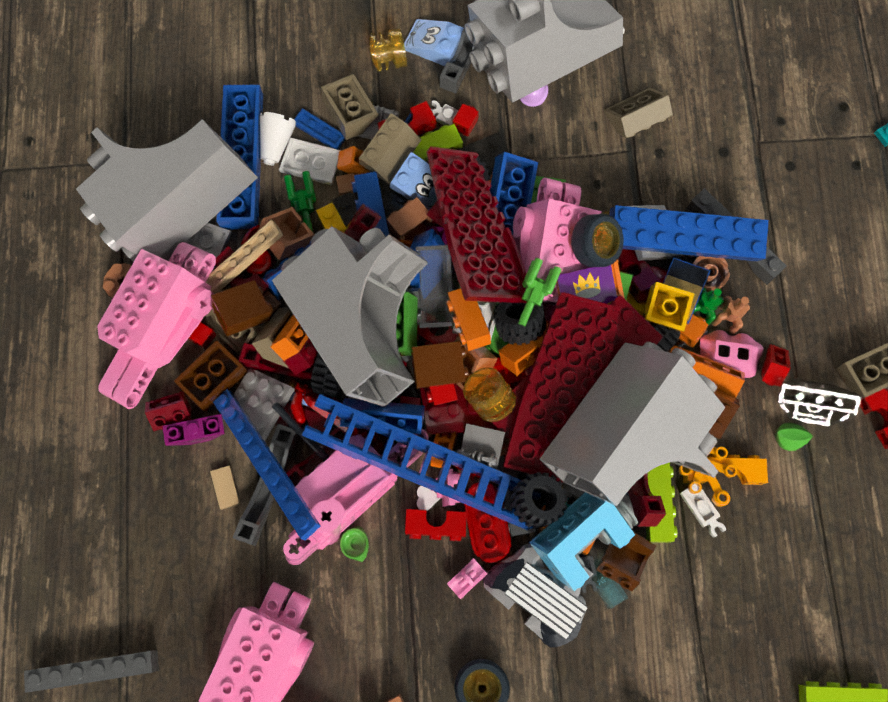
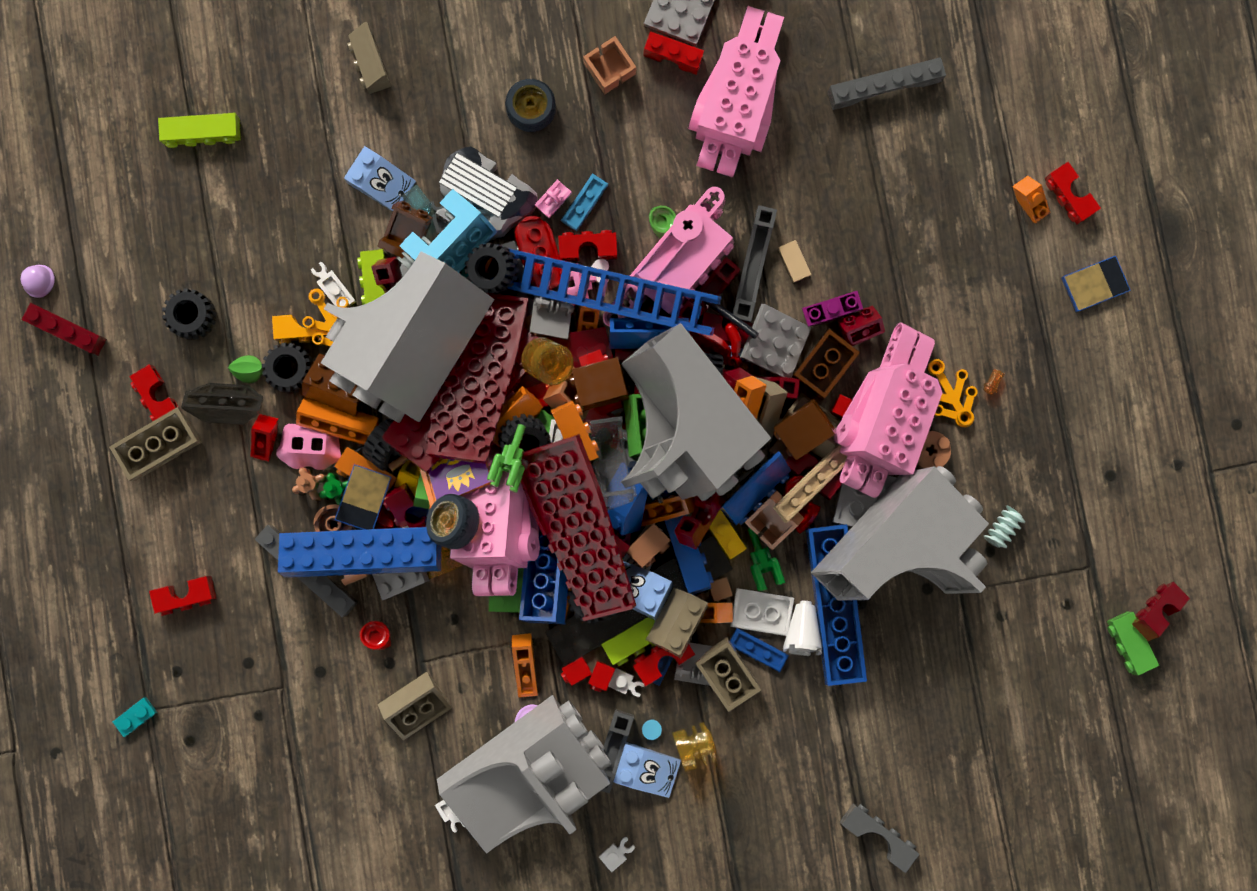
camera: 170 degrees right, 10 degrees up
(49, 345) = (993, 382): none -> clear orange pin
(68, 208) = (1004, 527): none -> light aqua piece
(90, 337) = (953, 396): none -> light orange plant
(267, 466) = (754, 274): blue plate -> none
(425, 74) = (651, 729): none -> medium azure tile
(434, 573) = (584, 202): none -> dark azure tile
(488, 125) = (576, 671): none -> red brick
(535, 136) = (524, 665): none -> orange slope
(650, 621) = (378, 178): none -> light blue slope
(668, 306) = (377, 470): yellow slope -> none
(673, 173) = (375, 635): none -> red piece
(765, 423) = (273, 361): none -> black tyre
(868, 223) = (165, 599): none -> red arch
(868, 493) = (178, 303): none -> black tyre

